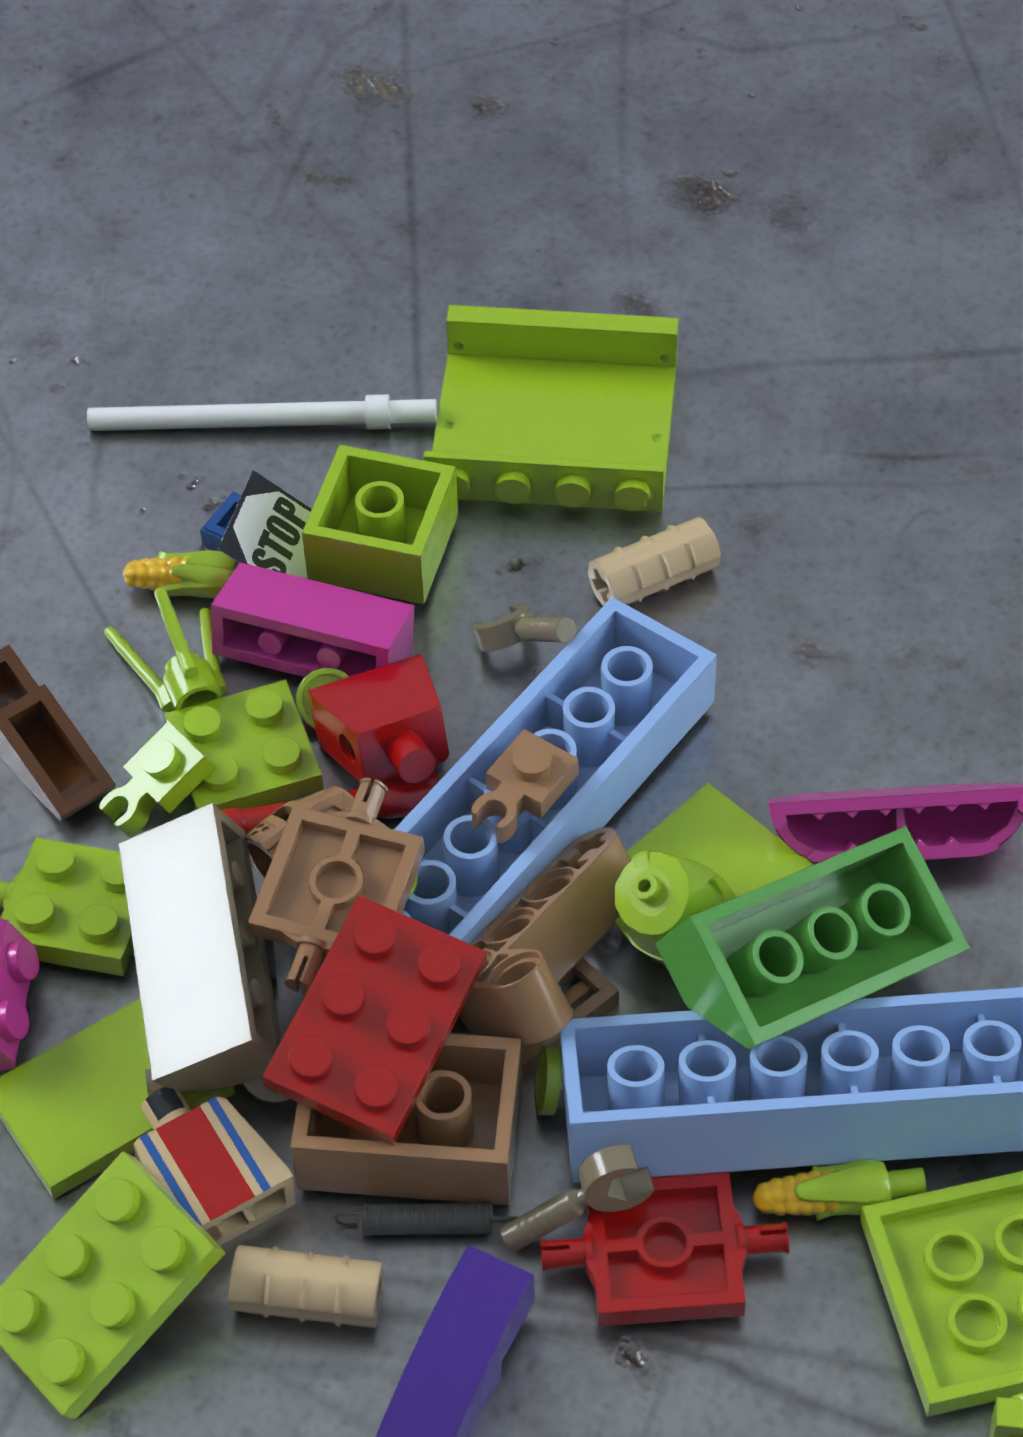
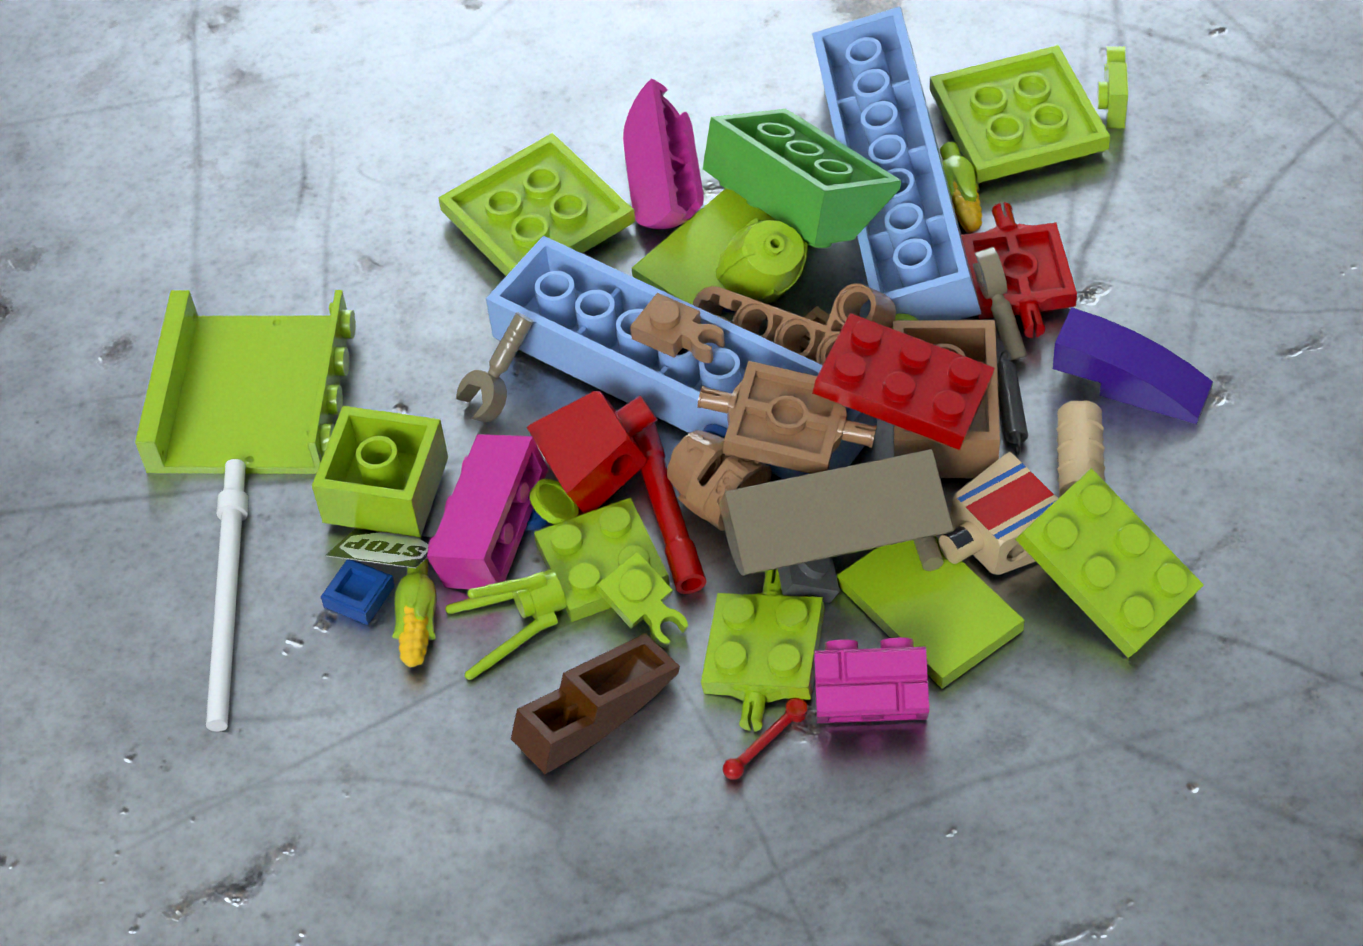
camera: 90 degrees left, 0 degrees up
(655, 563) = (420, 308): tan axle -> none
(825, 683) = (534, 196): none -> lime plate

